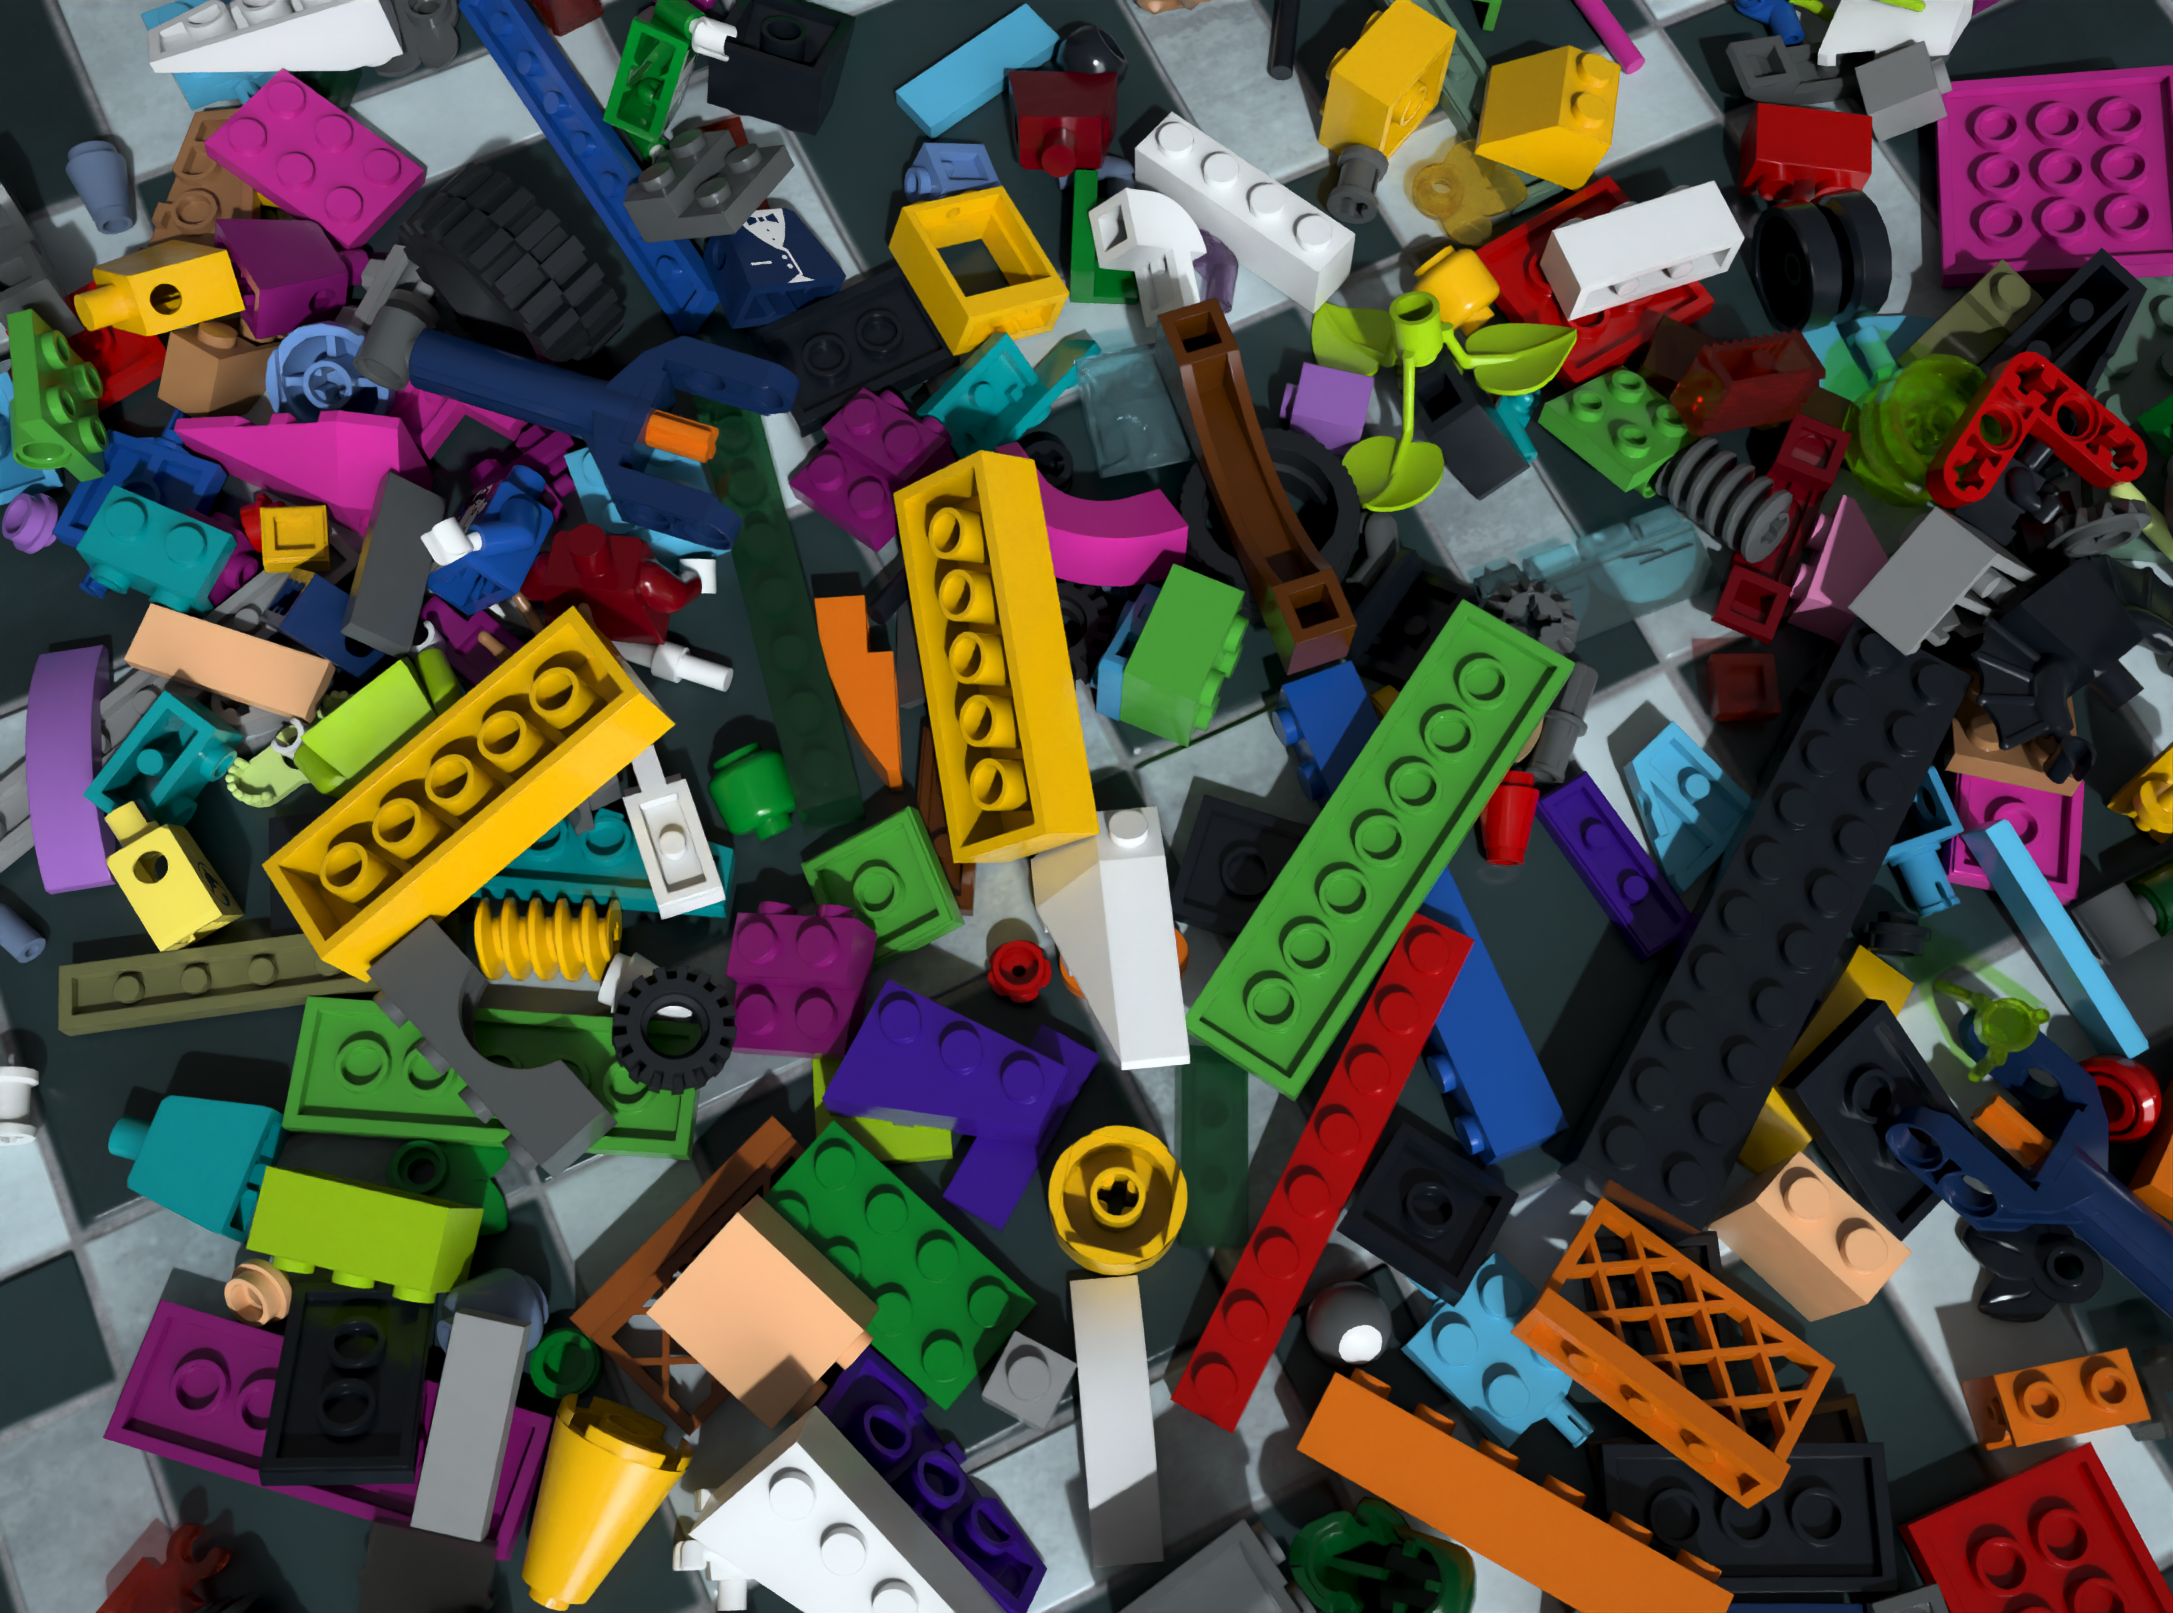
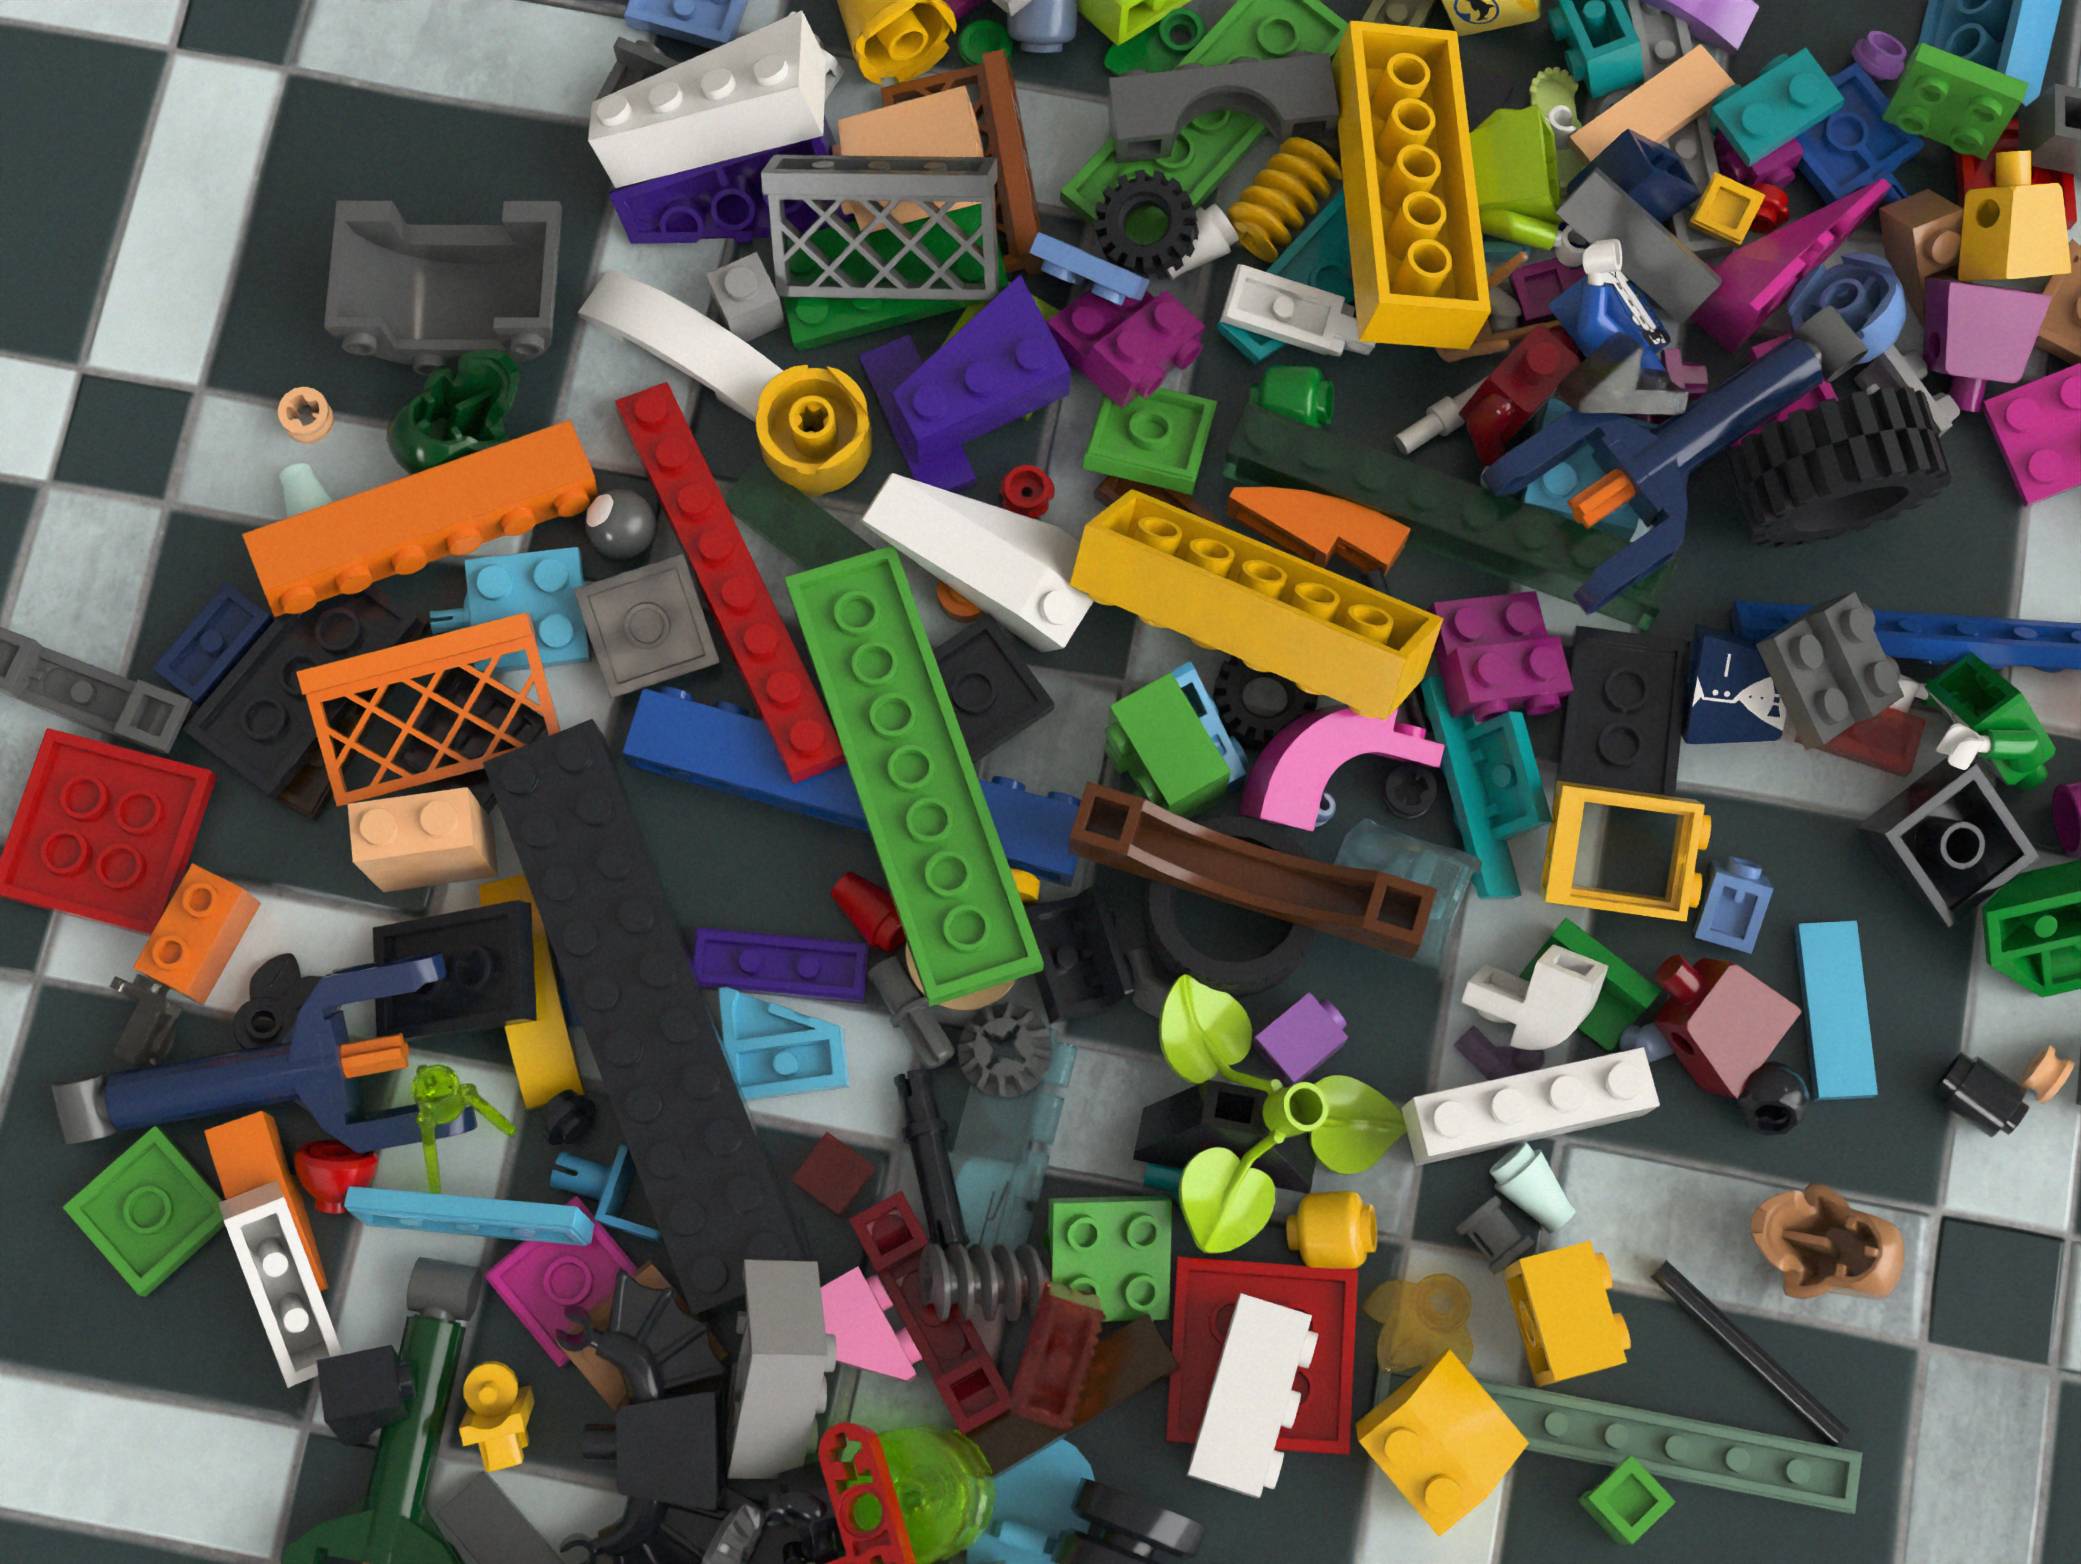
camera: 130 degrees right, 5 degrees up
(563, 474) = (1617, 385): none -> clear smoke slope
(765, 1071) = (1076, 264): none -> medium blue plate
(836, 1287) = (882, 179): none -> dark grey fence
(1302, 172) = (1531, 1185): none -> light aqua cone
(1650, 637) = (934, 1173): none -> black pin

